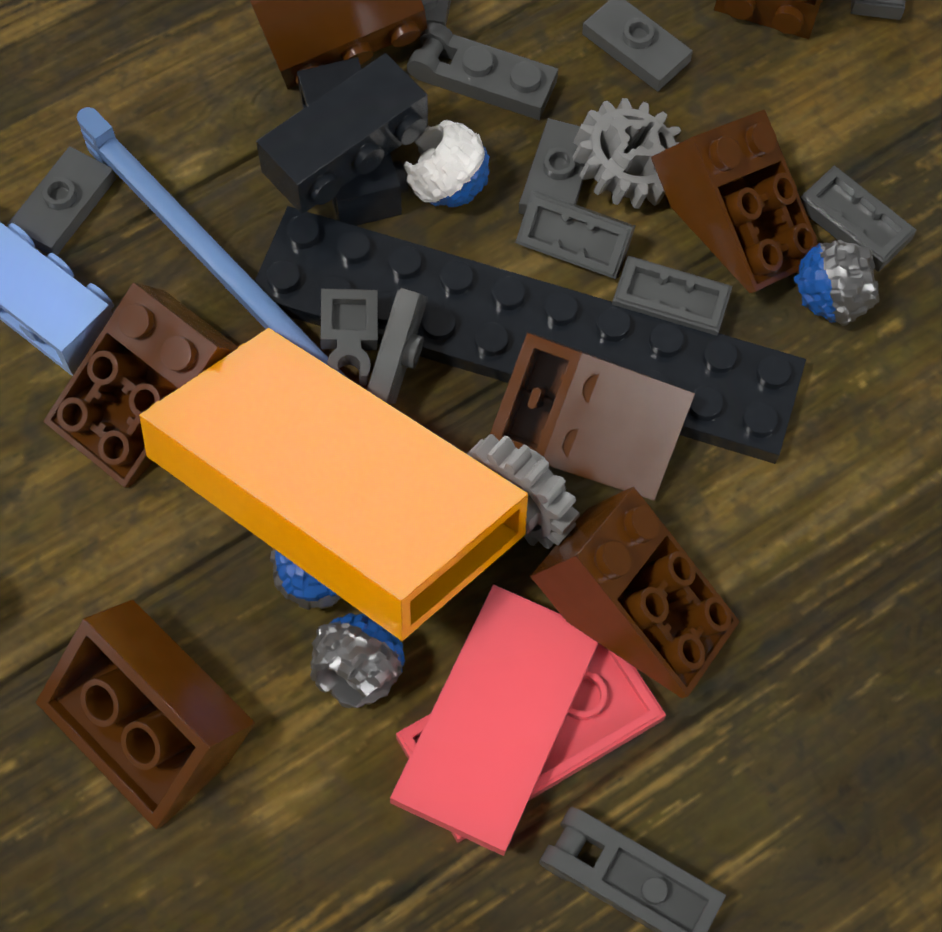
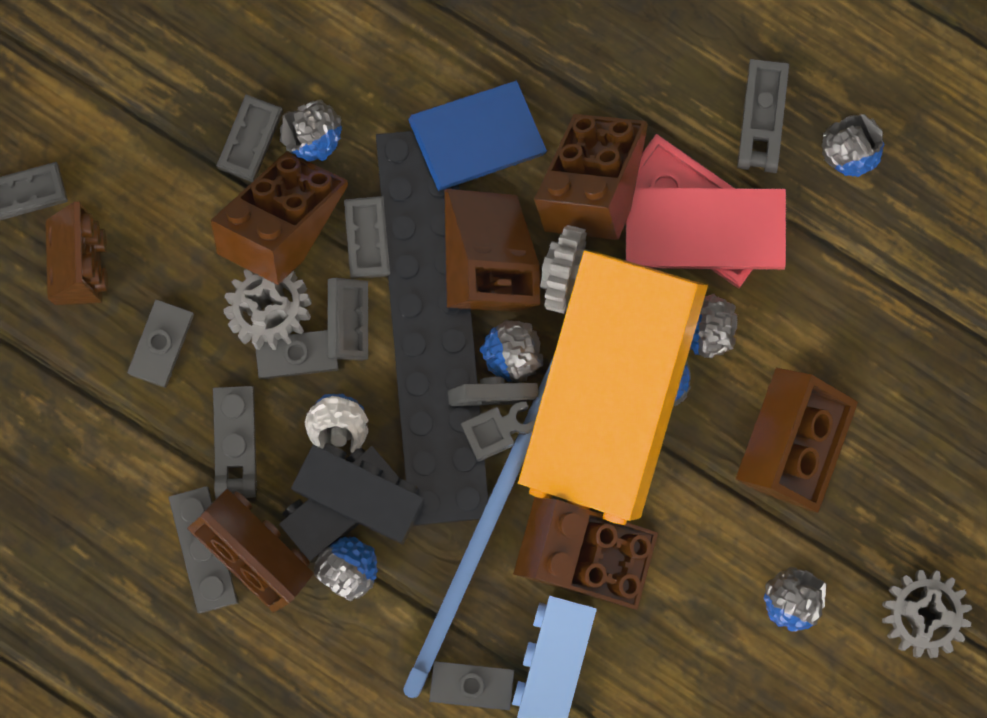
camera: 110 degrees left, 15 degrees up
(263, 104) = (347, 567): none -> piece
(443, 396) = (512, 351): none -> flat silver piece
(756, 474) = (477, 135): none -> blue tile

